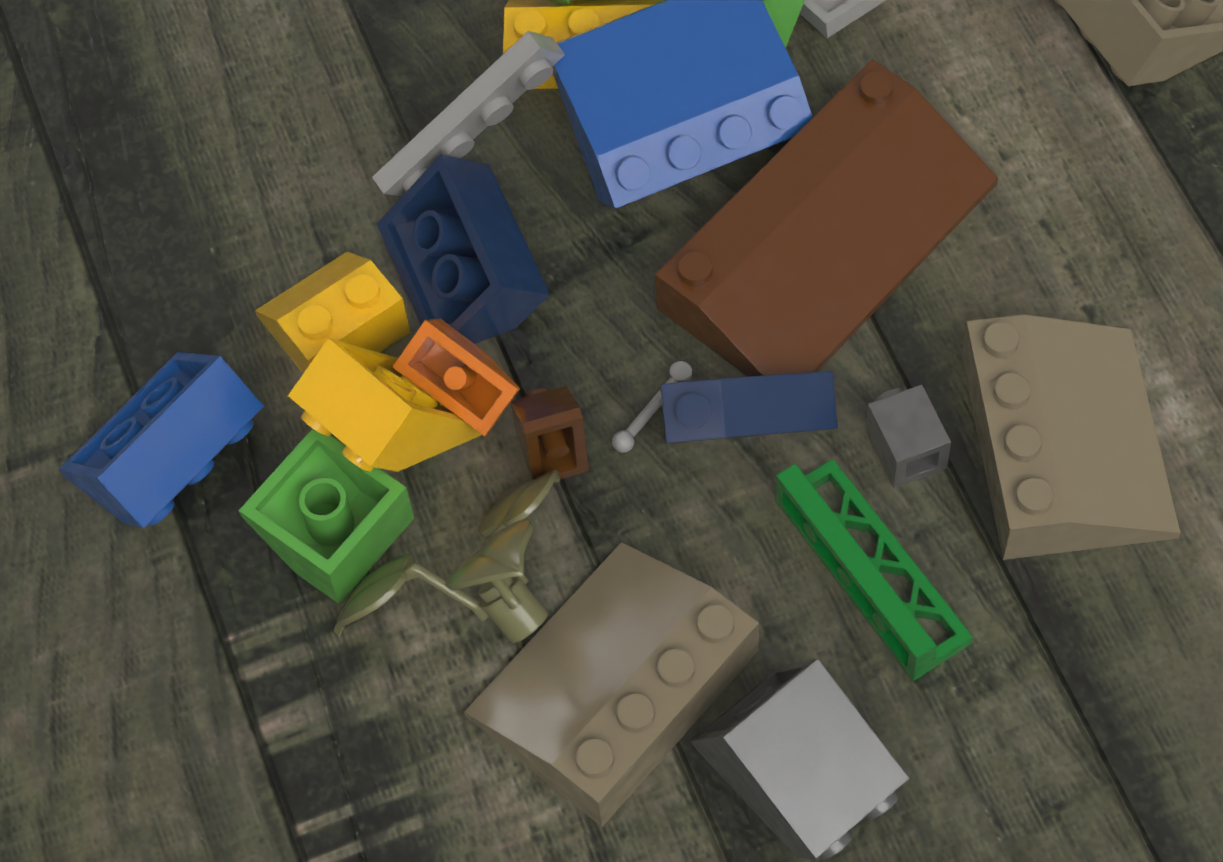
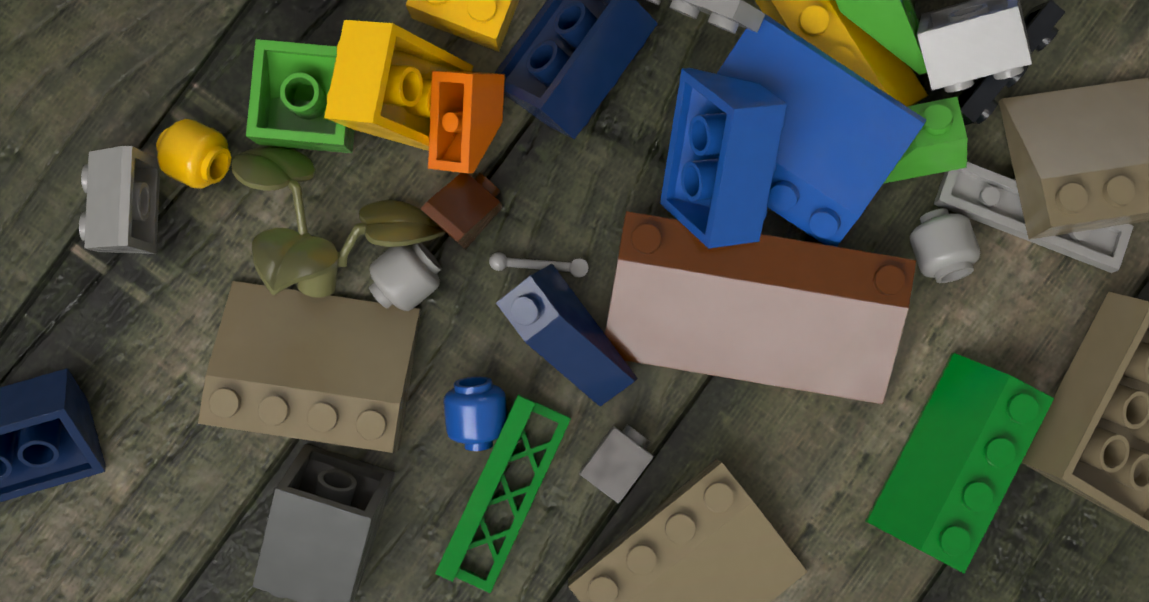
camera: 55 degrees right, 25 degrees up
(301, 759) = (120, 201): none -> light grey slope
(303, 664) = (193, 154): none -> yellow head
(577, 526) = (404, 276): none -> light grey head
(660, 149) = (722, 157): none -> blue slope
(768, 539) = (475, 412): none -> blue head
(875, 36) = (945, 246): none -> light grey head
(1098, 137) = (959, 460): none -> green slope

